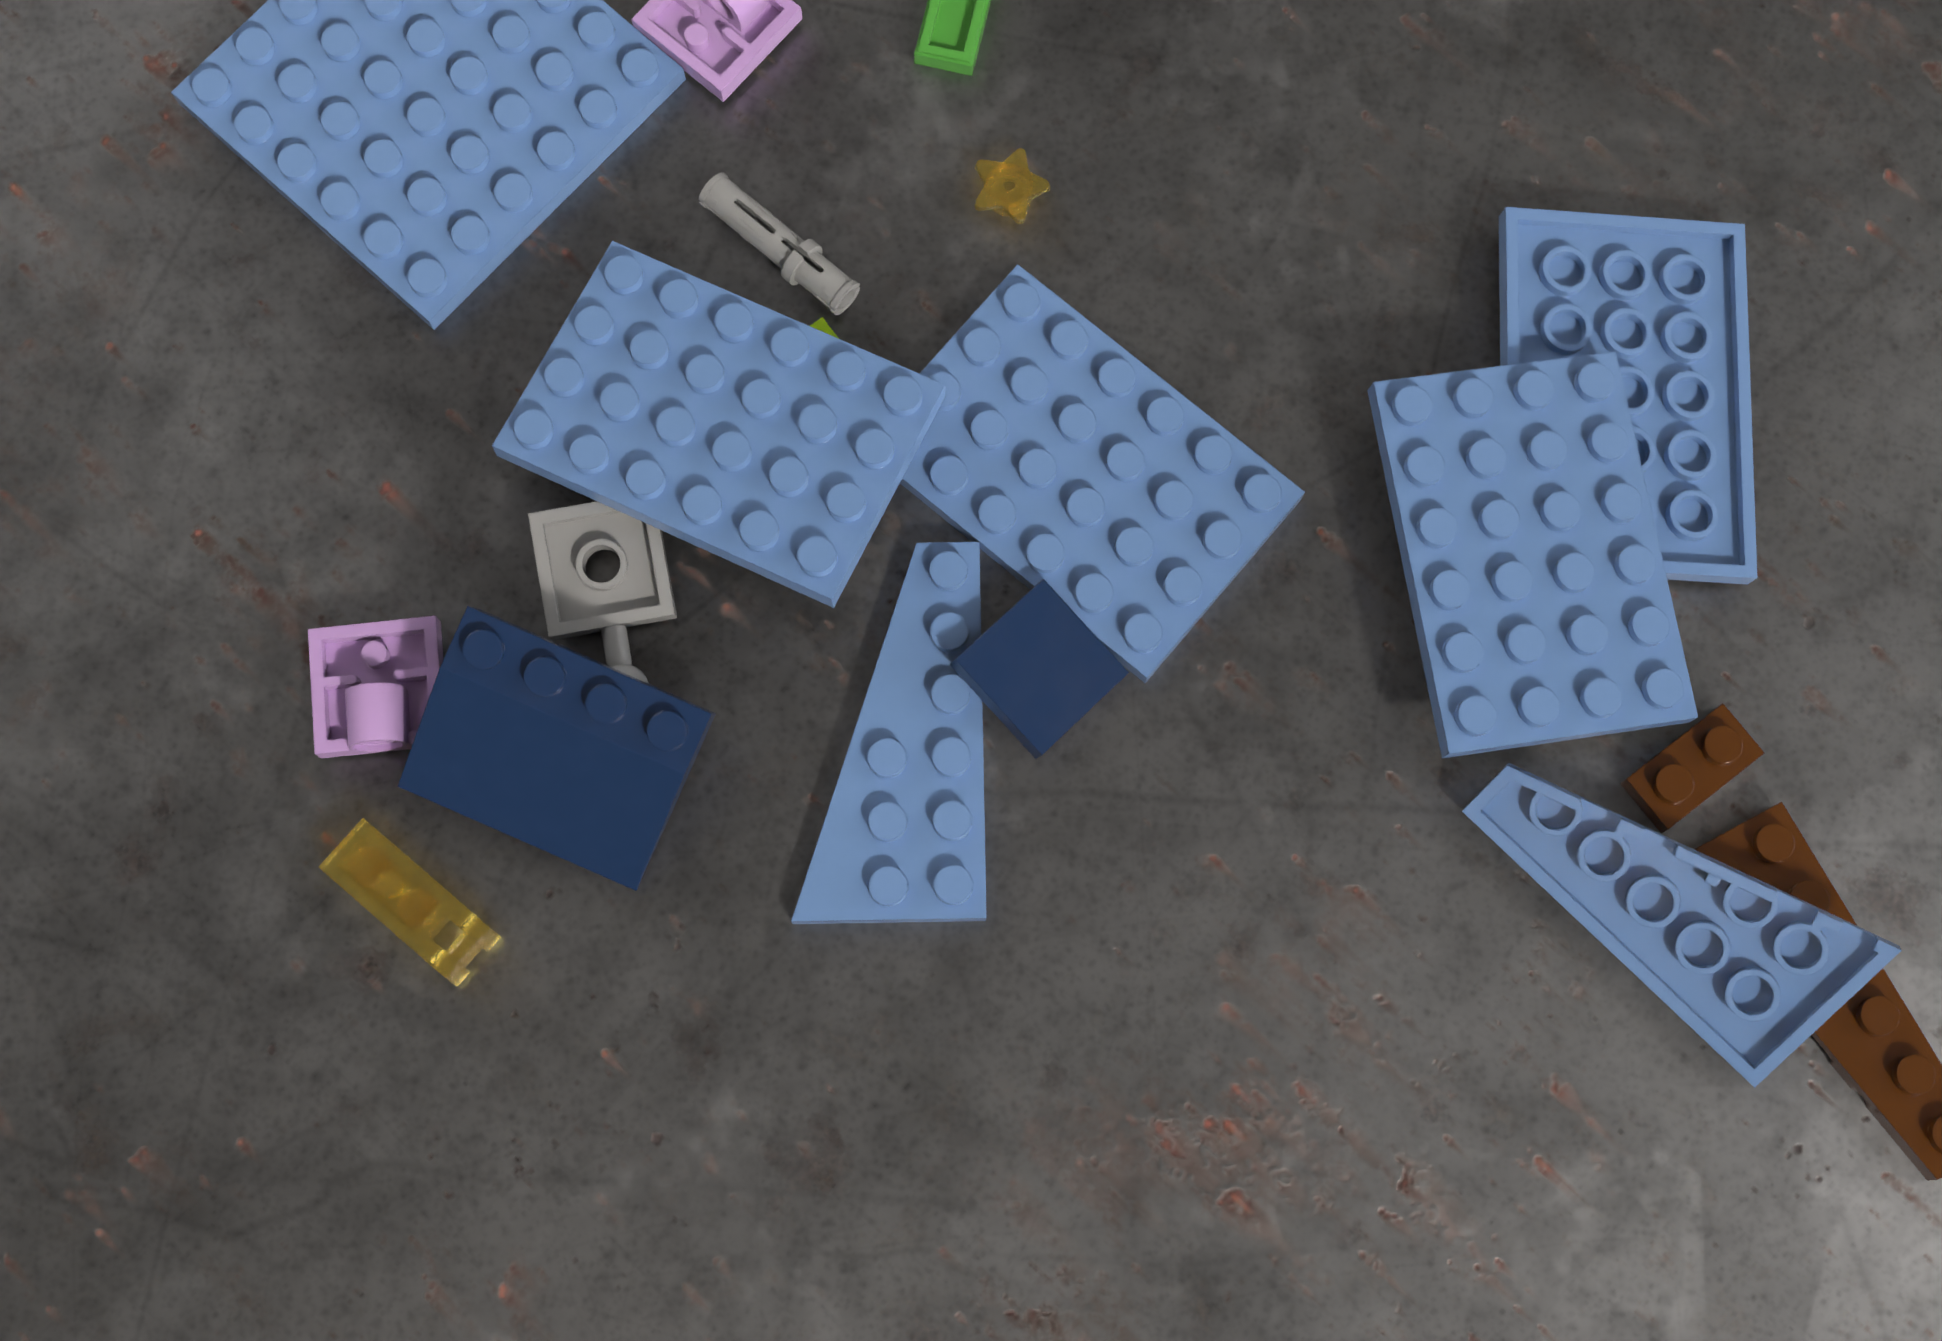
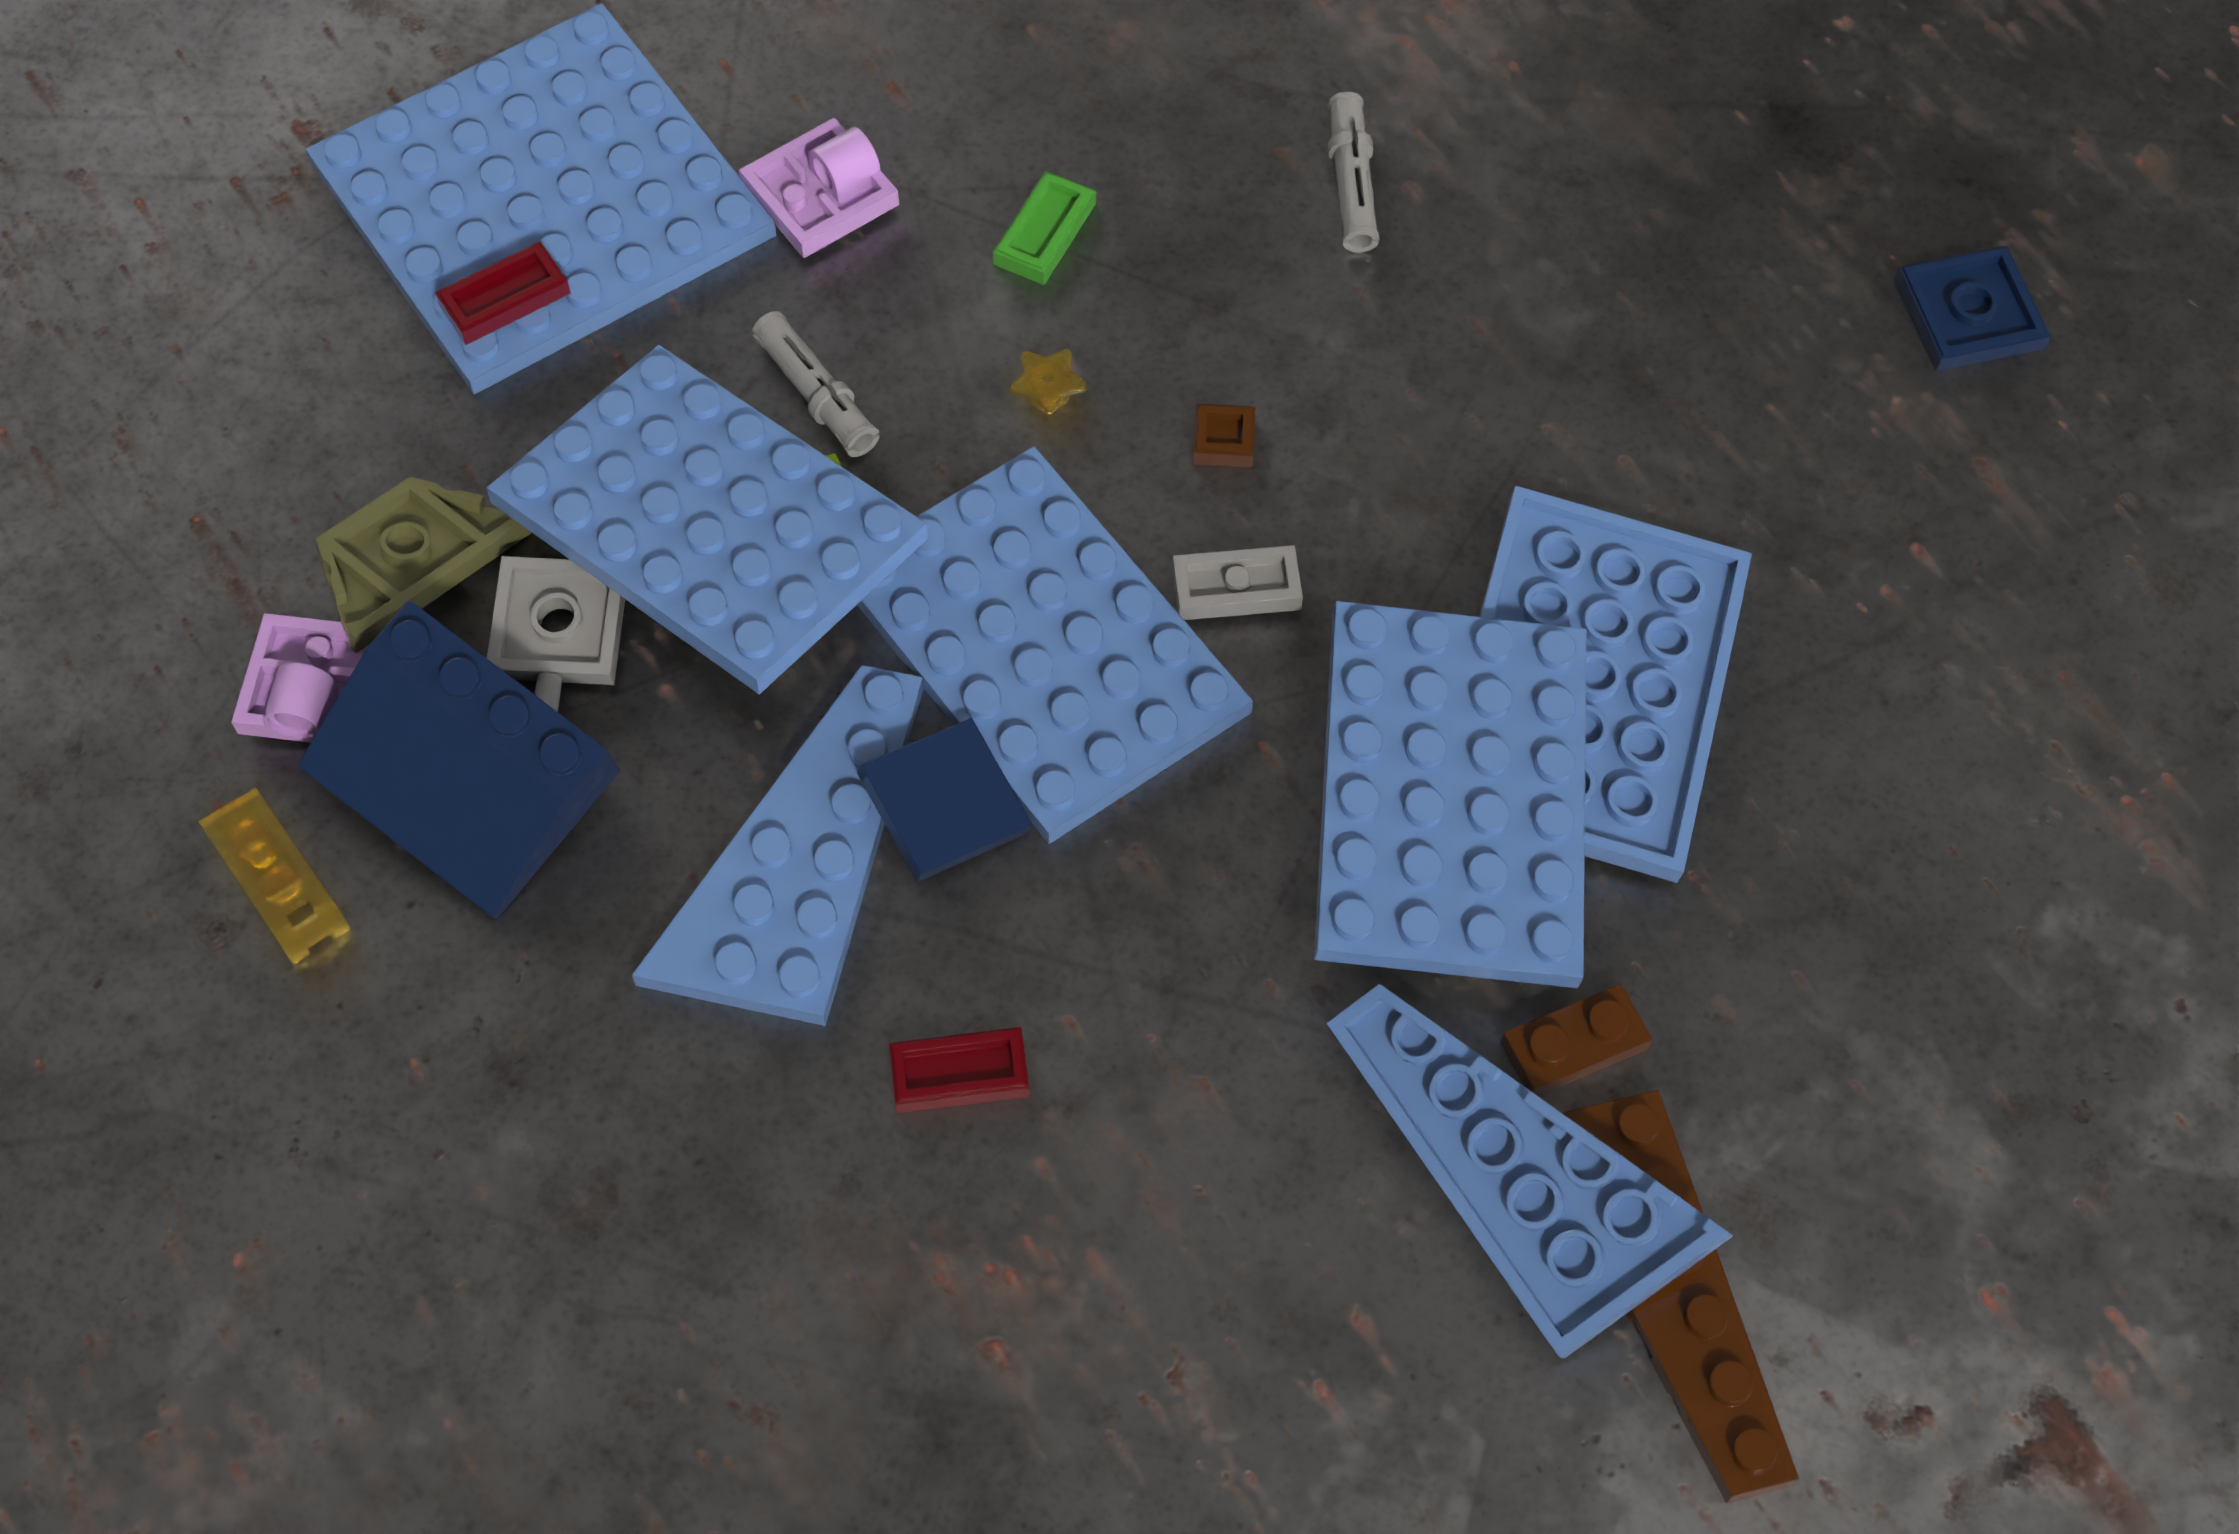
camera: 15 degrees right, 15 degrees down
(429, 530) = (408, 548): none -> olive wing
(435, 218) = (502, 292): none -> dark red tile
(1127, 937) = (959, 1070): none -> dark red tile
(1198, 206) = (1224, 435): none -> reddish brown tile
(1256, 368) = (1237, 582): none -> light grey plate

